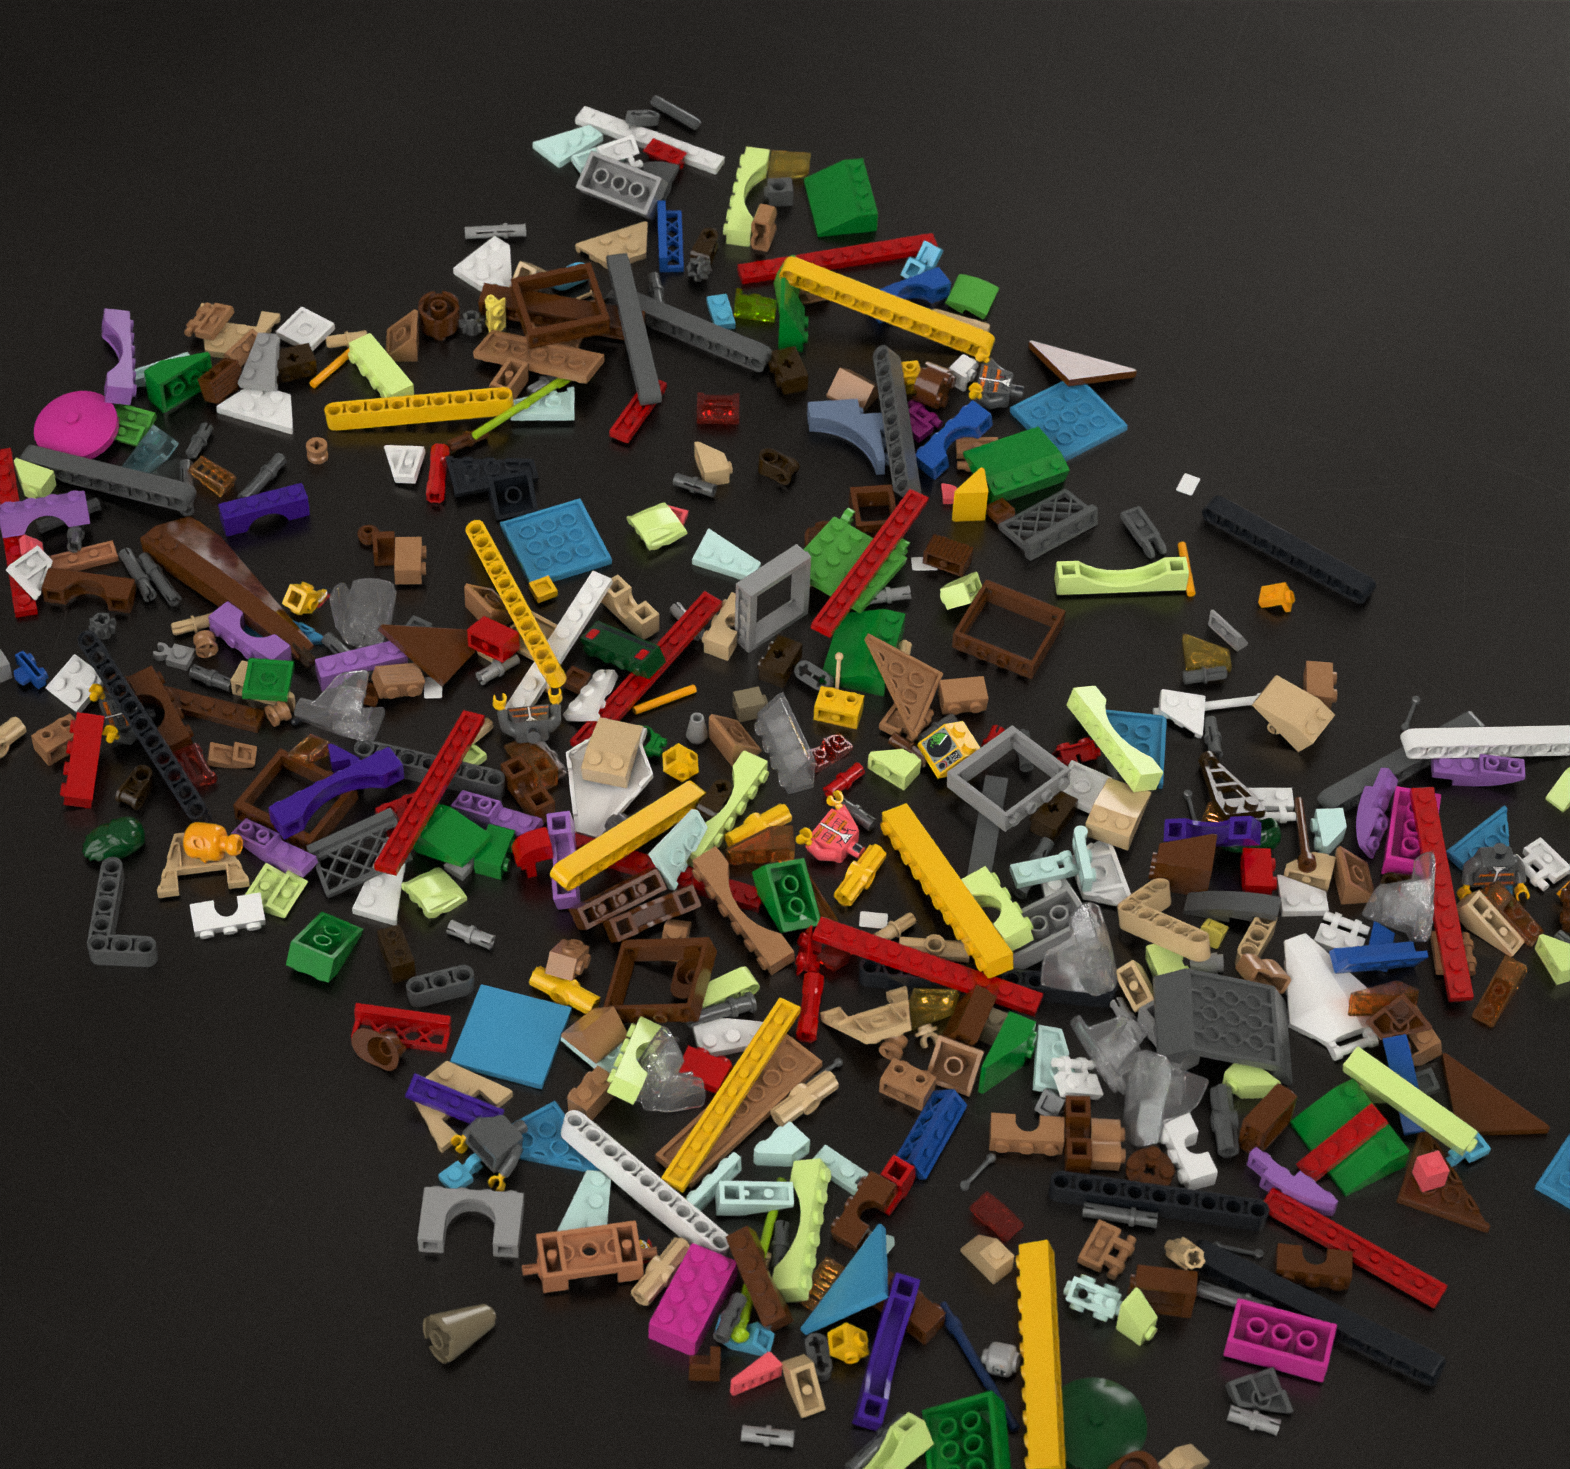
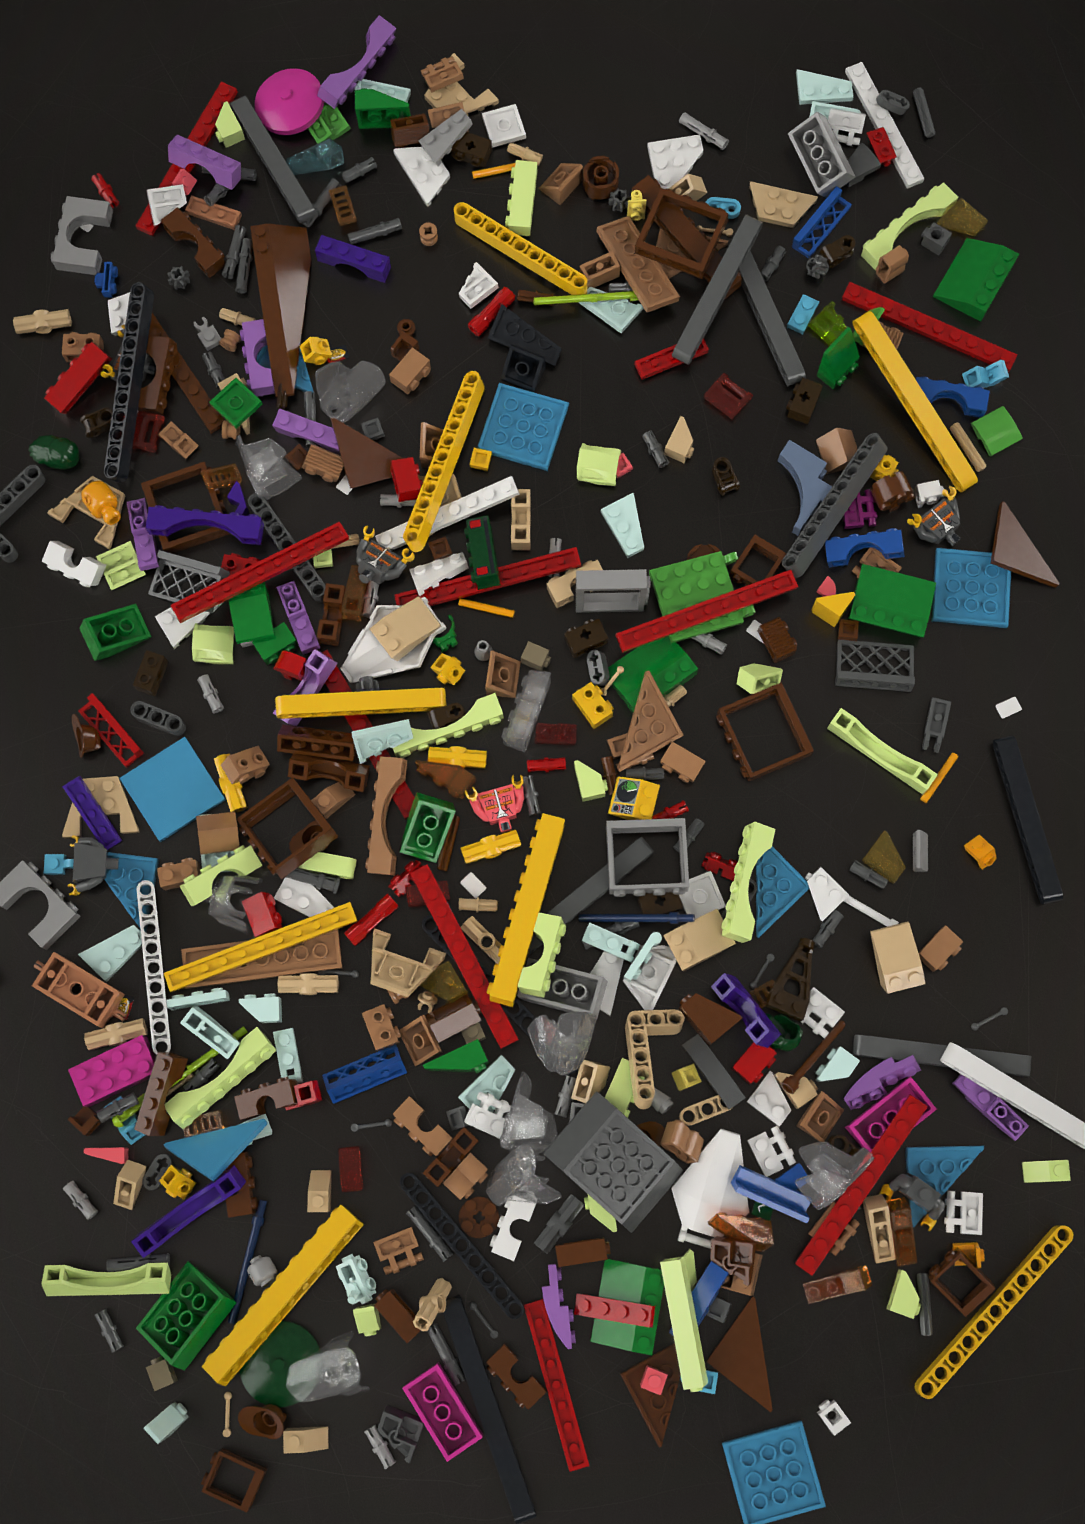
camera: 45 degrees right, 25 degrees up
(1080, 805) = (673, 917): none -> dark blue bar
(1143, 1398) = (313, 1376): none -> clear piece
(1375, 977) = (761, 1210): none -> dark green slope

